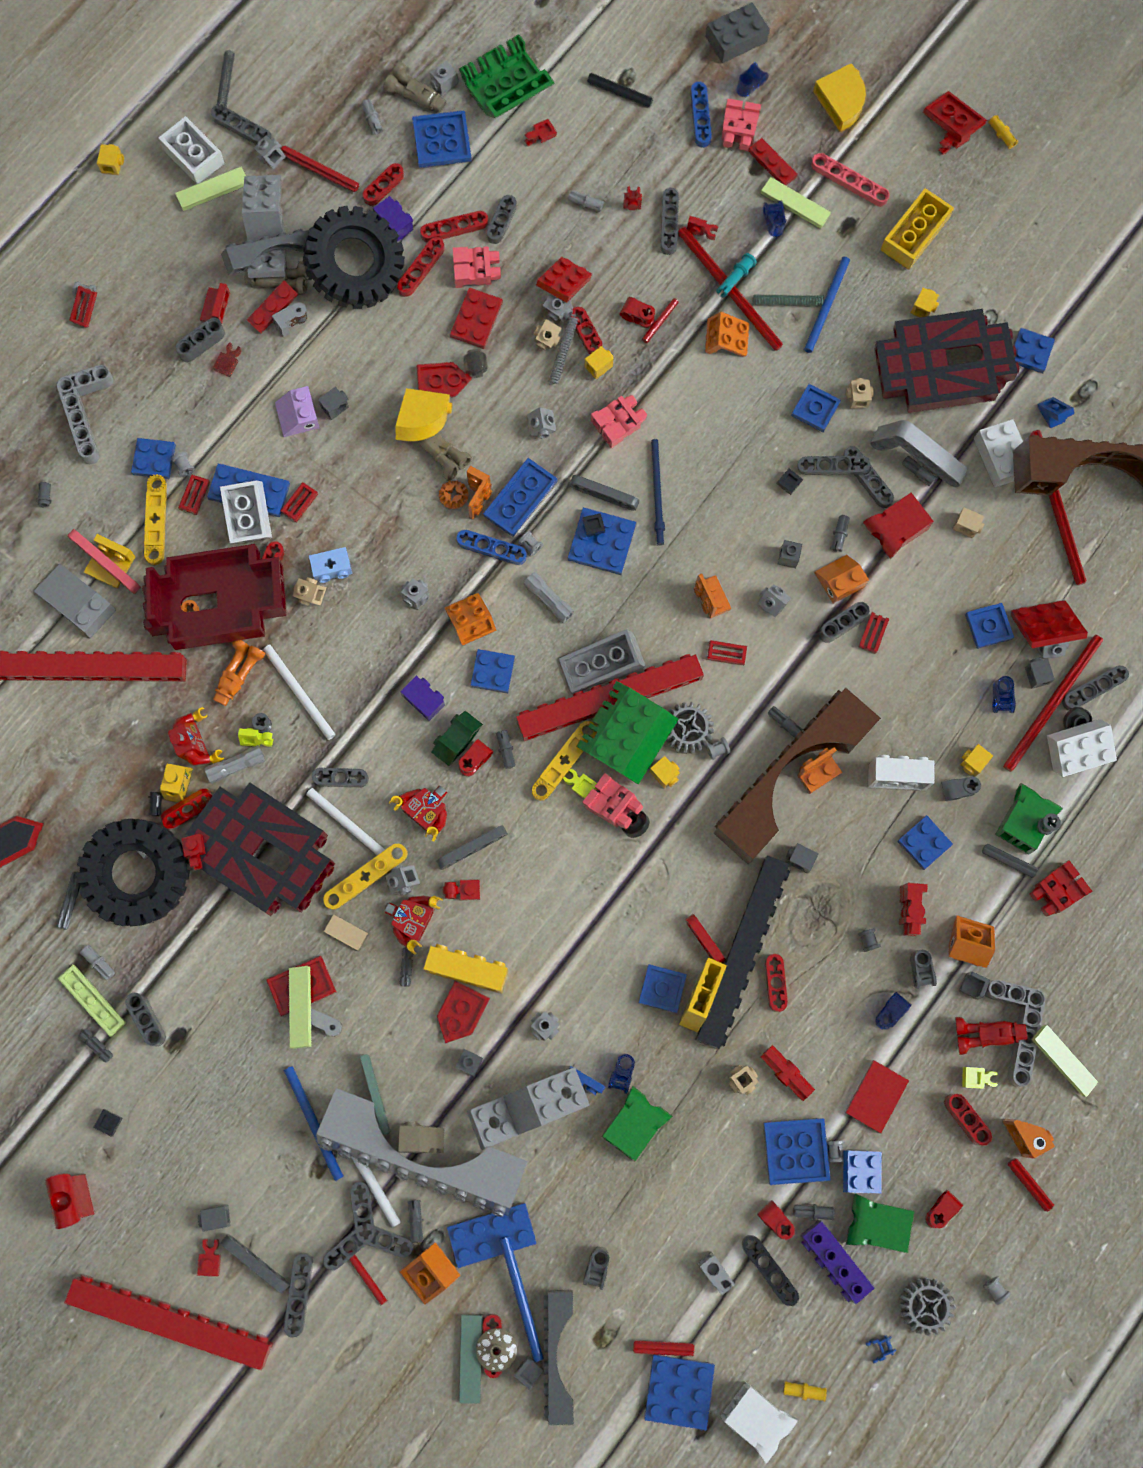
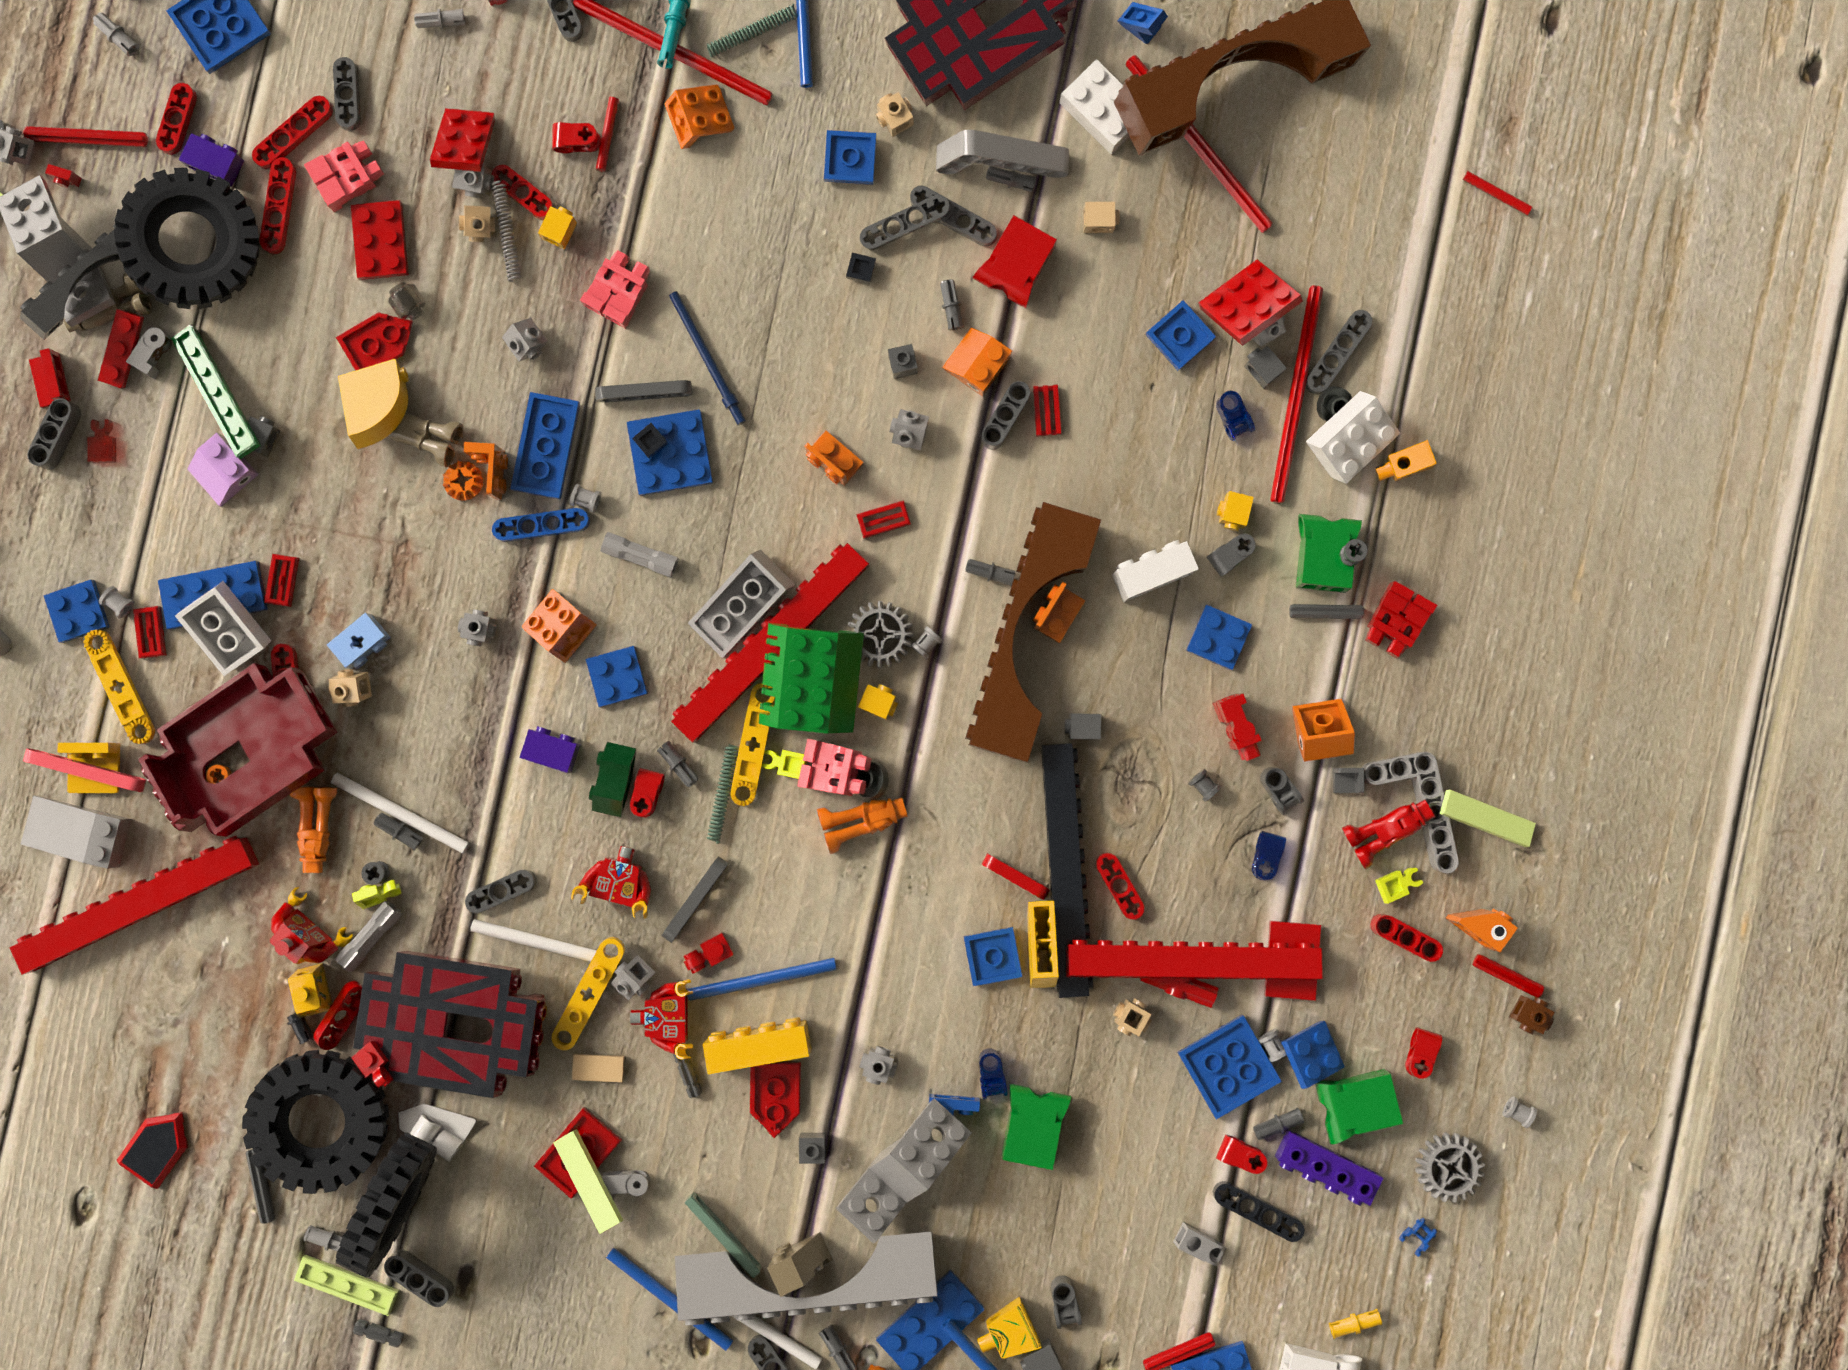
camera: 20 degrees left, 10 degrees up
(154, 948) = (386, 1205): none -> black tyre
(212, 920) = (438, 1127): none -> white panel
(291, 703) = (398, 831): none -> dark grey axle
(292, 185) = (63, 176): none -> red plate
(320, 361) = (215, 391): none -> tile
(491, 926) = (762, 979): none -> blue piece
(524, 783) = (729, 761): none -> sand green piece
(547, 1269) = (1010, 1331): none -> yellow torso
(627, 849) = (876, 816): none -> orange piece
(807, 1059) = (1193, 961): none -> red brick
(1037, 1221) = (1532, 1015): none -> reddish brown brick
(1121, 783) = (1417, 457): none -> light orange torso

